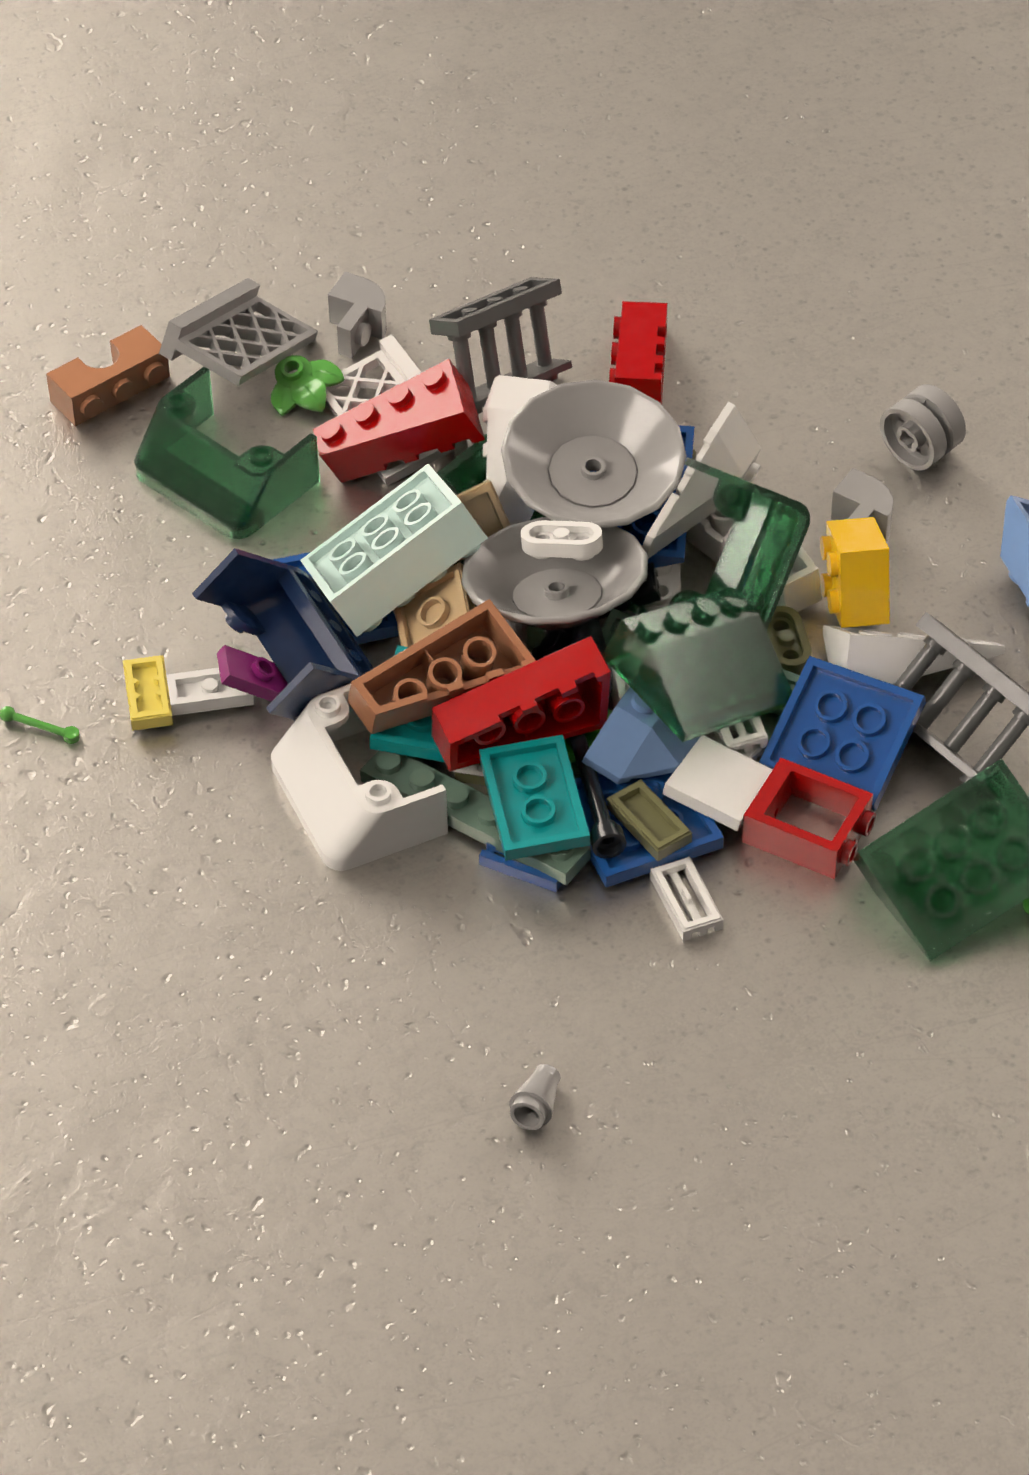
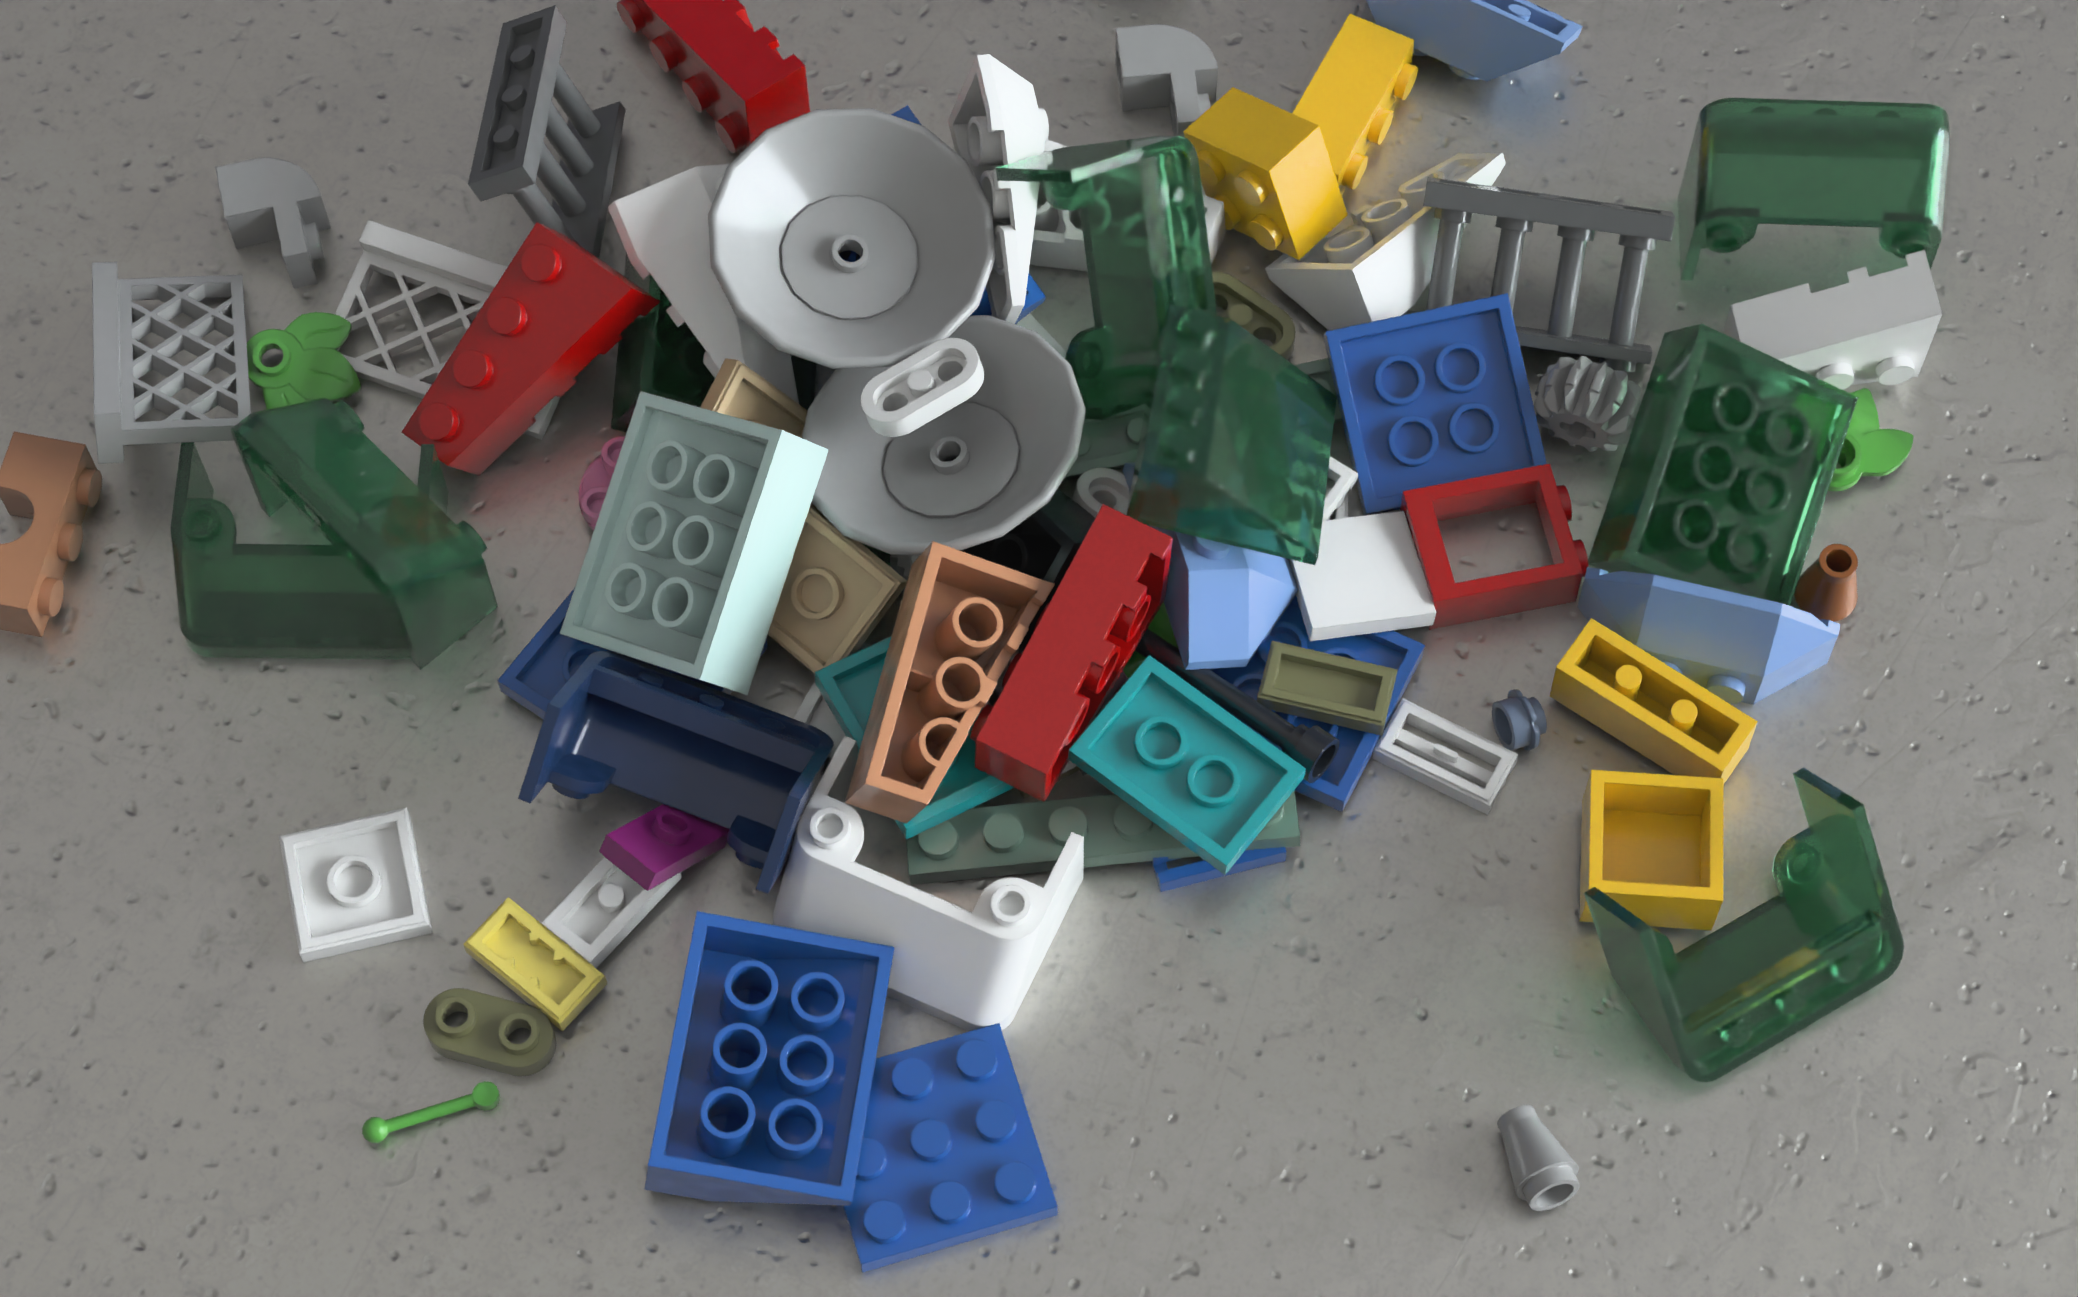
camera: 40 degrees left, 15 degrees up
(93, 702) = (485, 1033): none -> olive plate
(104, 611) = (355, 885): none -> white tile
(200, 792) = (769, 1065): none -> blue slope
(249, 892) = (945, 1151): none -> blue plate
(255, 454) = (371, 516): none -> clear green windscreen
(739, 998) = (1654, 846): none -> yellow piece
(740, 905) = (1519, 721): none -> sand blue plate
(745, 1101) = (1774, 966): none -> clear green windscreen
(810, 938) = (1650, 705): none -> yellow brick
(882, 932) = (1713, 636): none -> medium blue wedge
(923, 777) = (1587, 403): none -> light grey gear
(946, 579) = (1355, 93): none -> yellow brick
(974, 950) = (1829, 584): none -> dark orange cone

